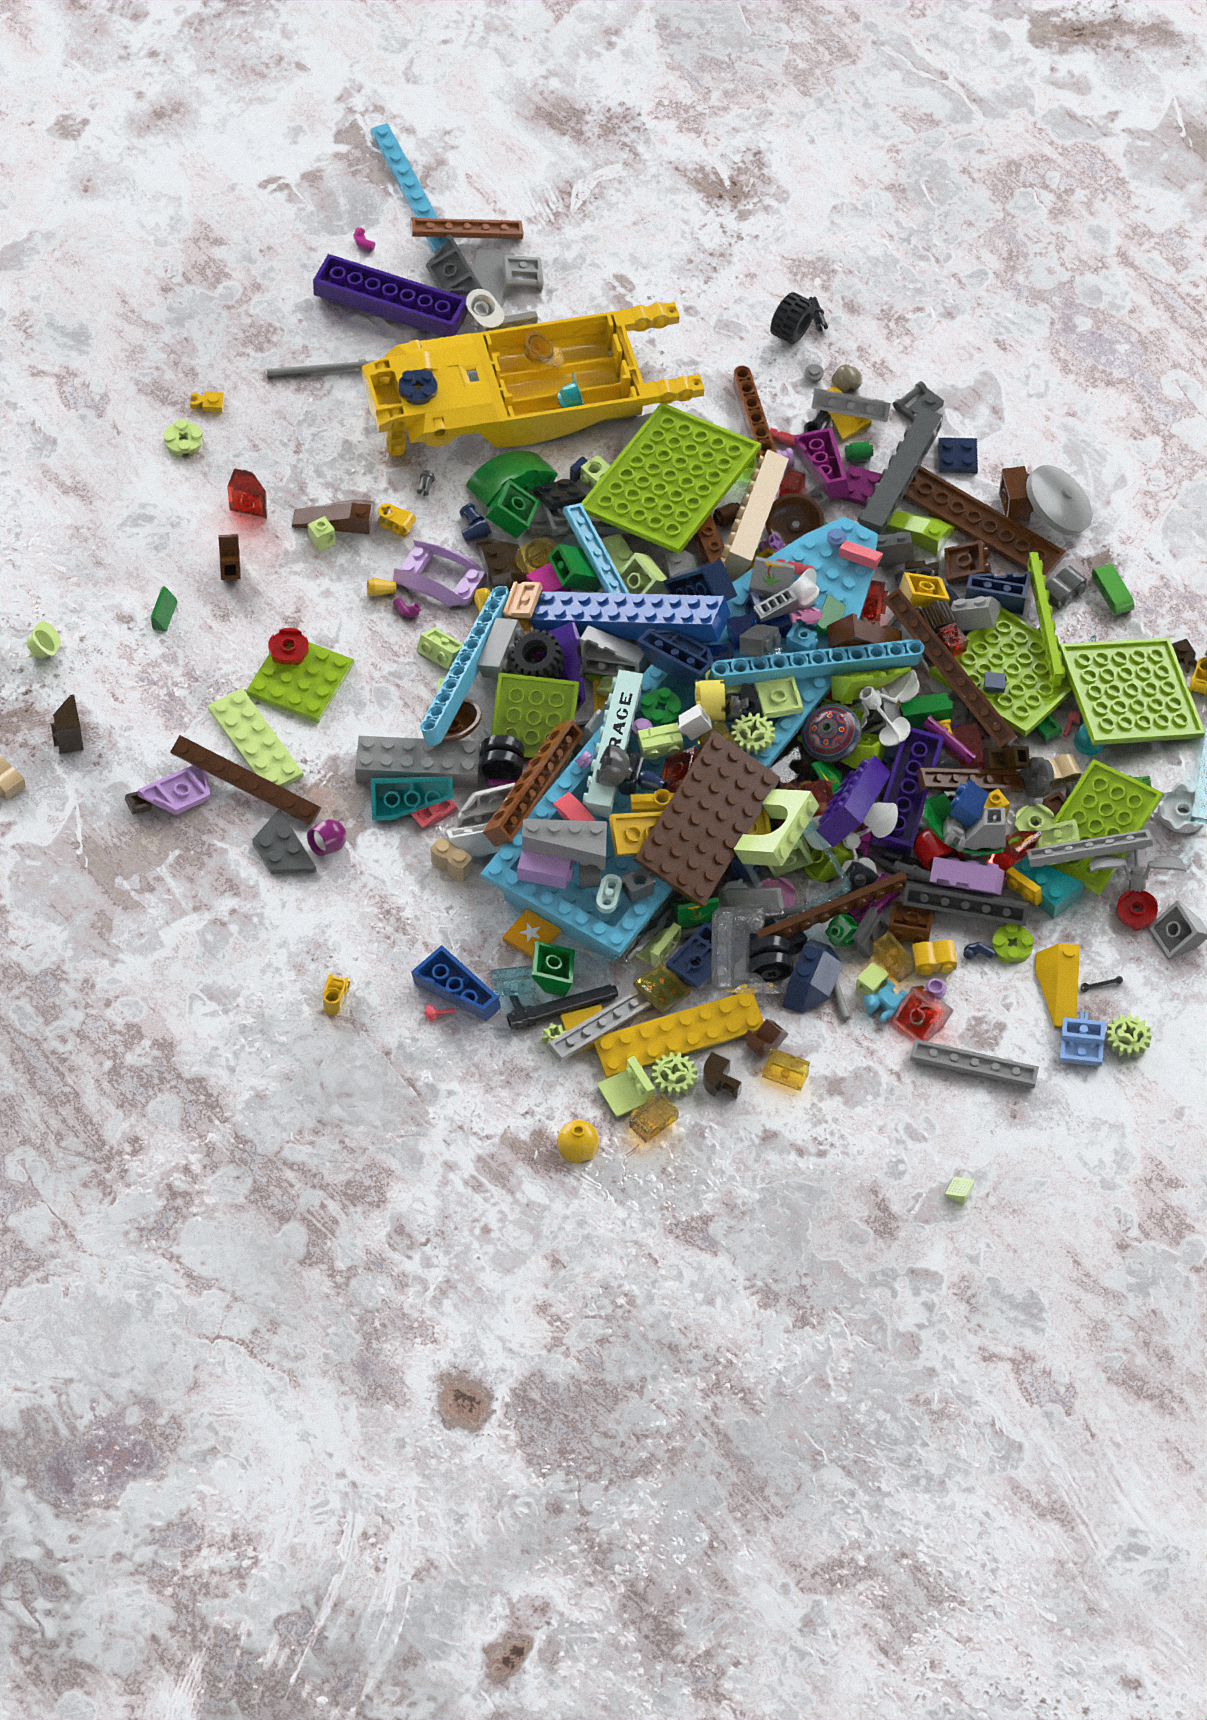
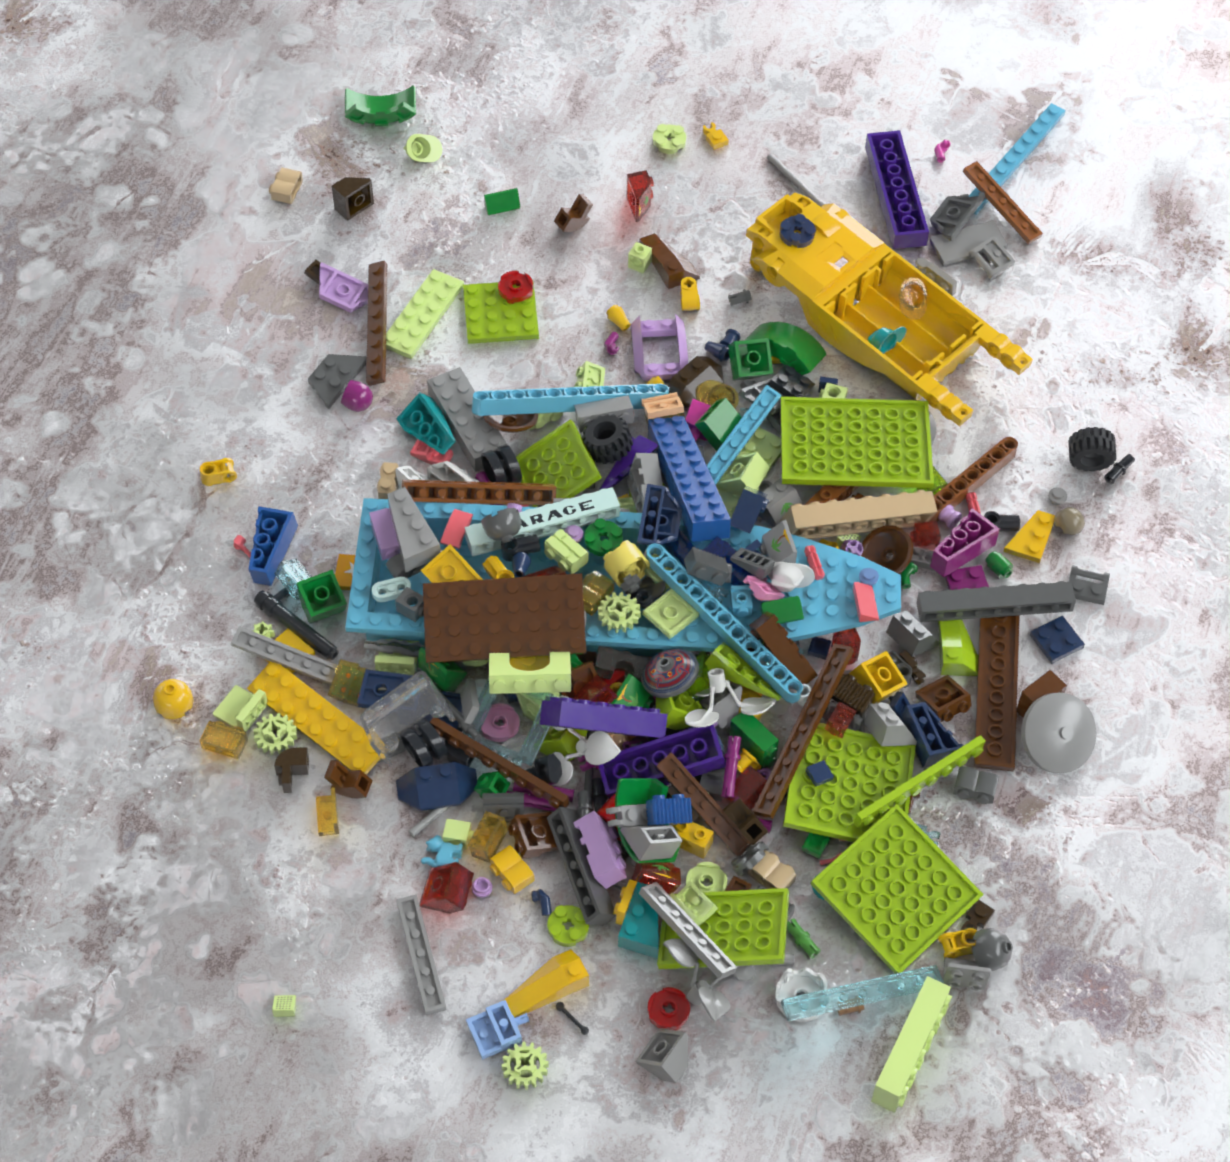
camera: 60 degrees right, 0 degrees up
(484, 308) = (930, 248): white piece -> none
(694, 722) = (592, 562): white brick -> none
(850, 404) = (1038, 532): light grey fence -> none
(1113, 589) = (1003, 824): bright green beam -> none

